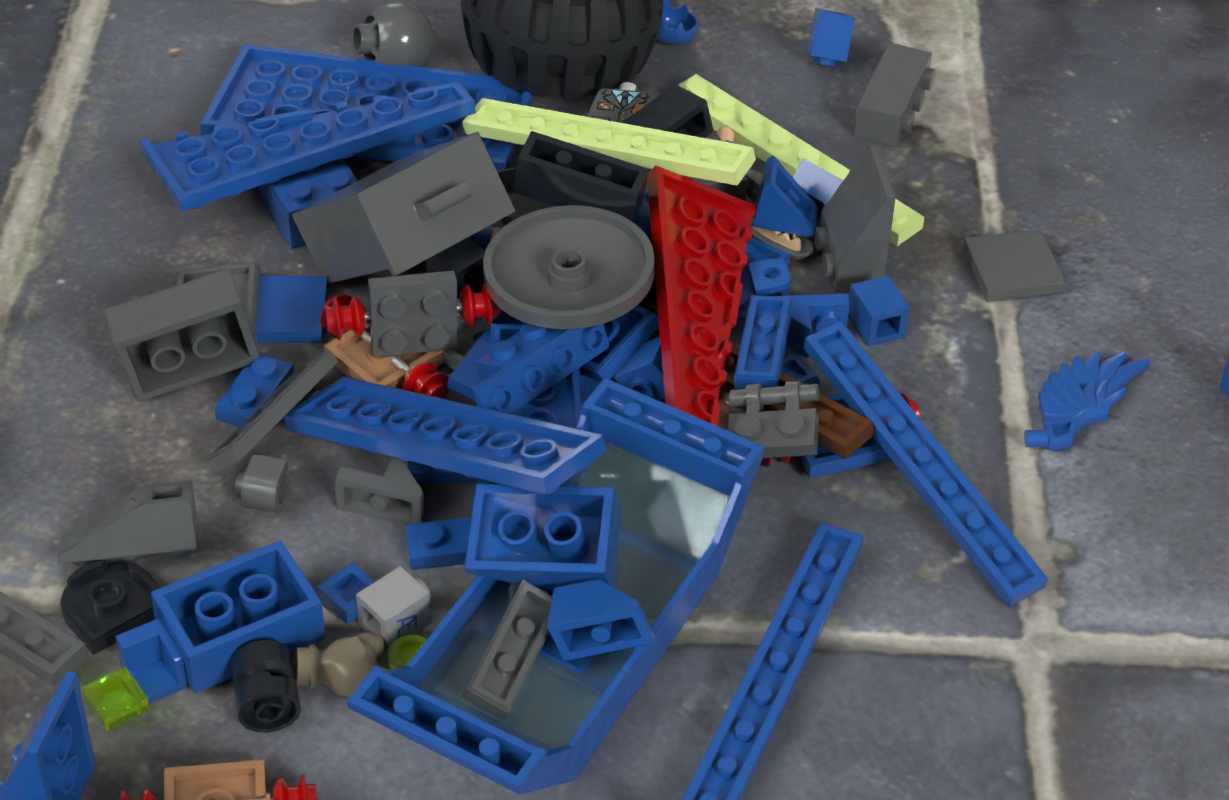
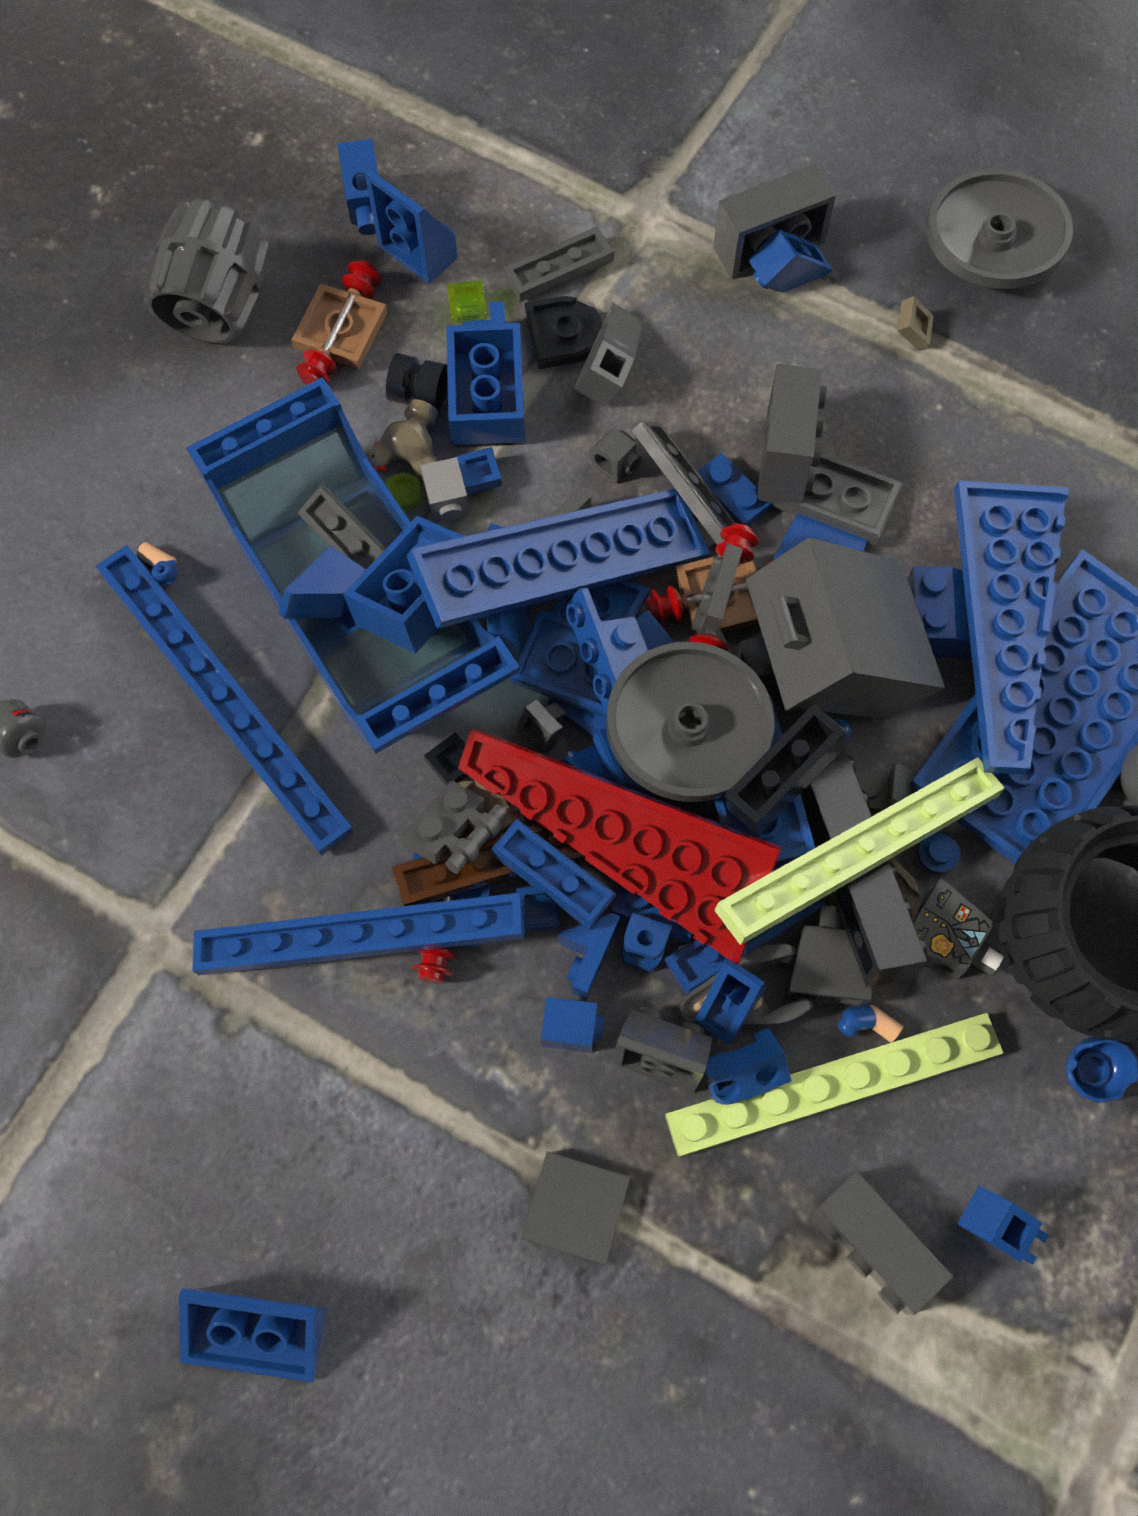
camera: 120 degrees right, 25 degrees up
(1081, 397) = (379, 1156): blue animal -> none

